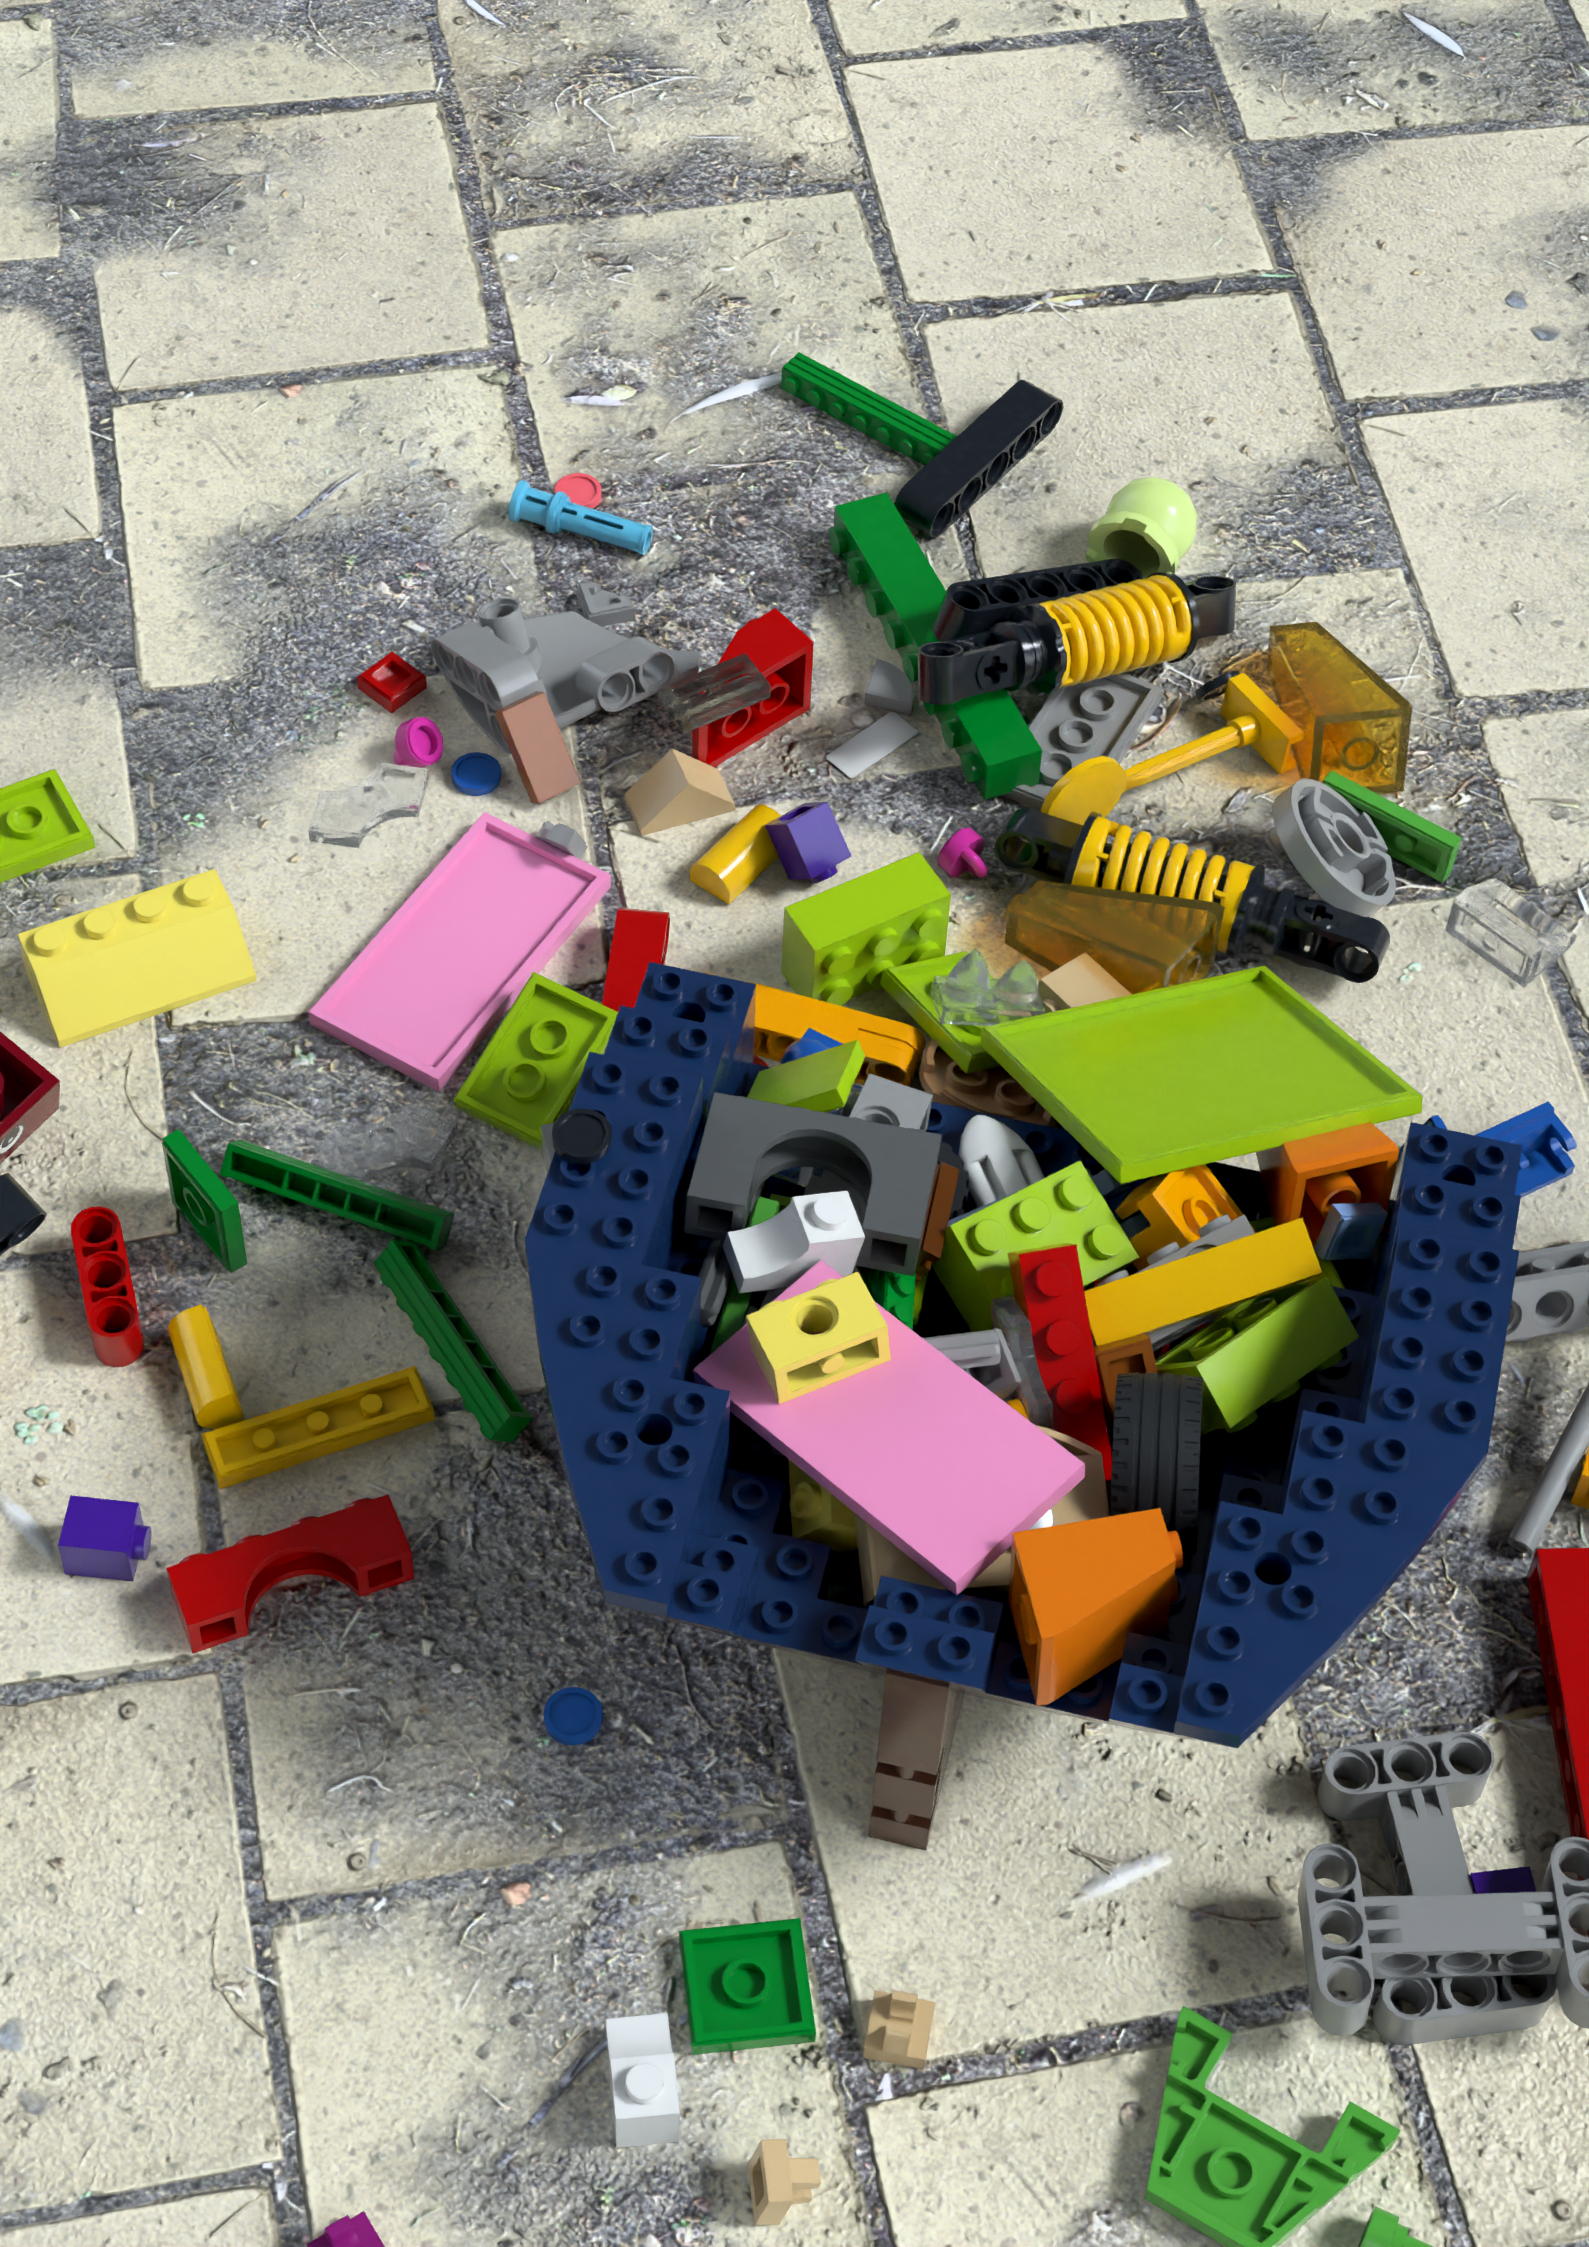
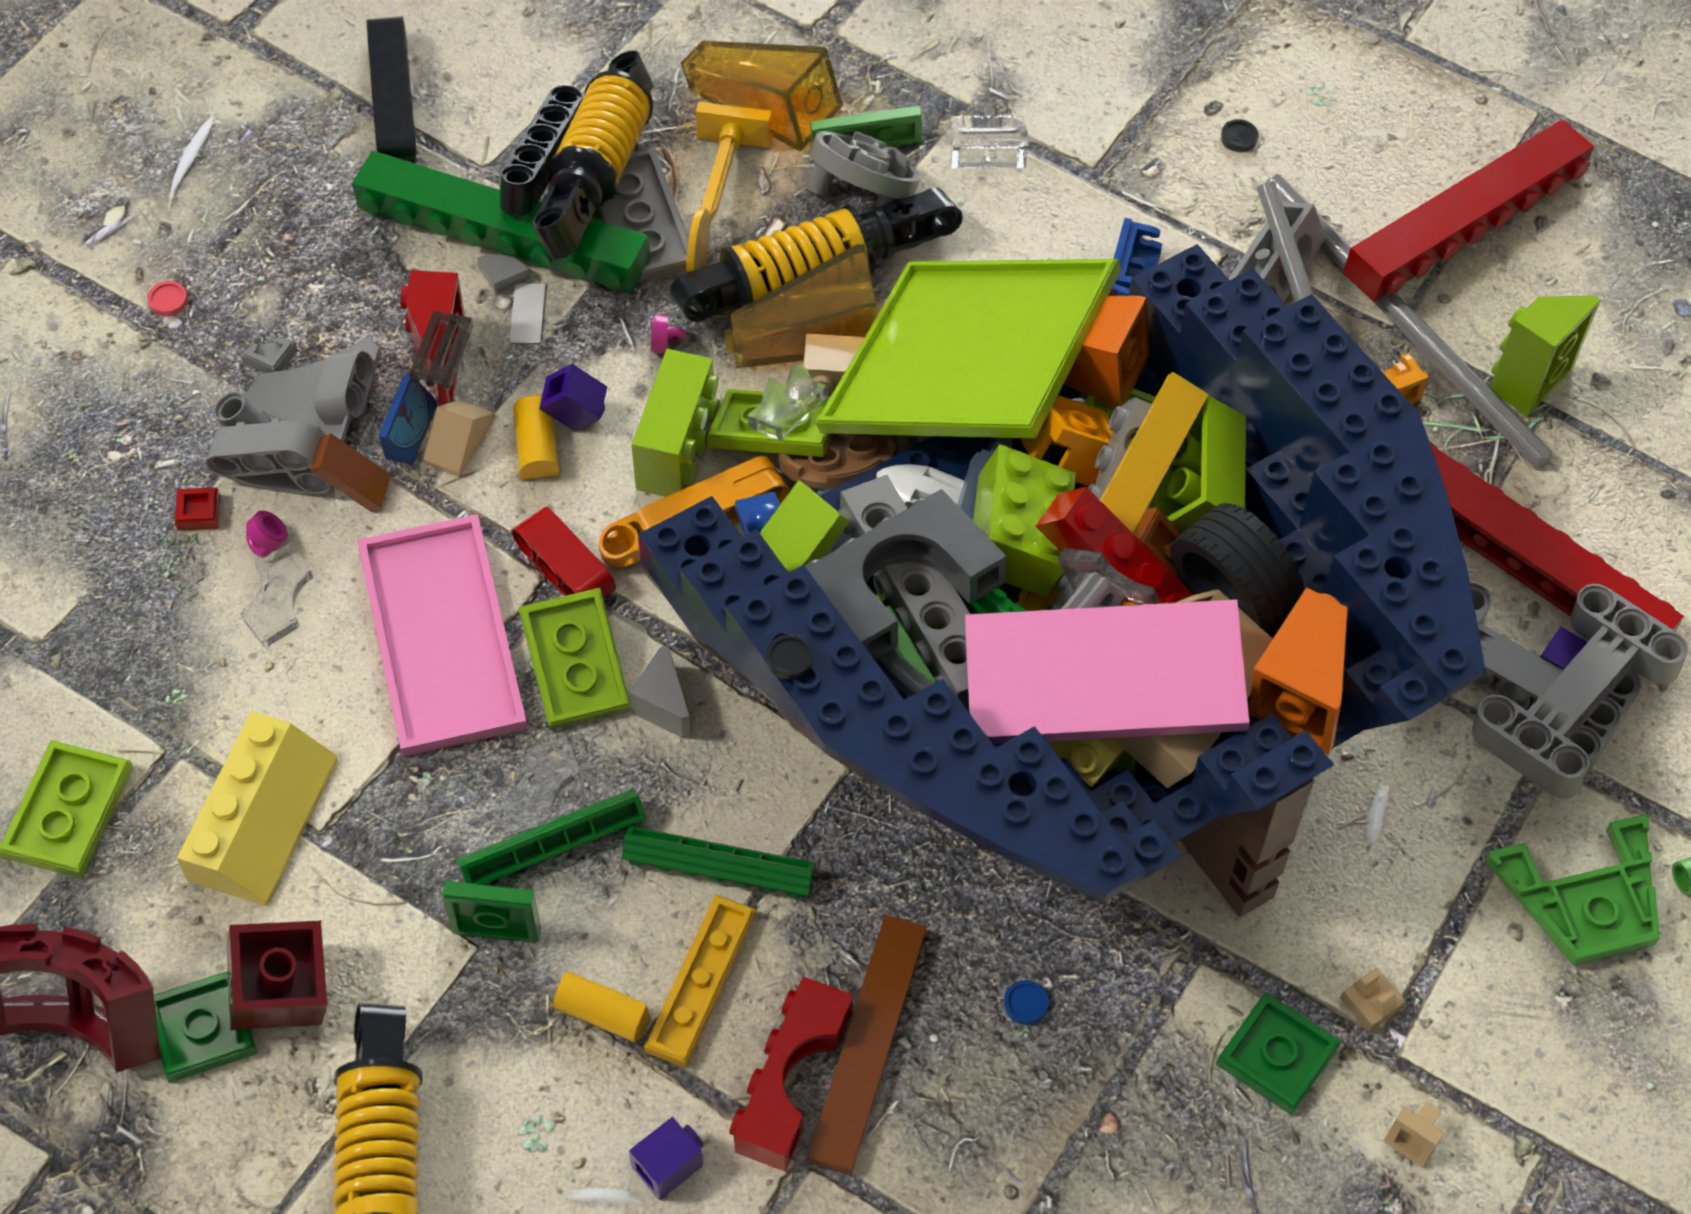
camera: 45 degrees left, 5 degrees up
(112, 1306) = (477, 997): red beam -> none
(388, 1614) = (867, 1045): none -> dark orange tile
(476, 774) = (318, 522): blue piece -> none
(559, 514) = (177, 320): medium azure pin -> none
(562, 838) = (425, 516): light grey tile -> none
(636, 747) = (407, 421): none -> slope
(643, 2080) = (1293, 1150): white arch -> none
(794, 1241) = (937, 618): white arch -> none
(800, 1362) = (1027, 681): light yellow brick -> none
(864, 409) = (290, 110): green piece -> none
(1146, 525) = (547, 56): yellowish green tile -> none
(1215, 687) = (685, 121): black piece -> none
(1350, 1231) = (1146, 367): light blue tile -> none

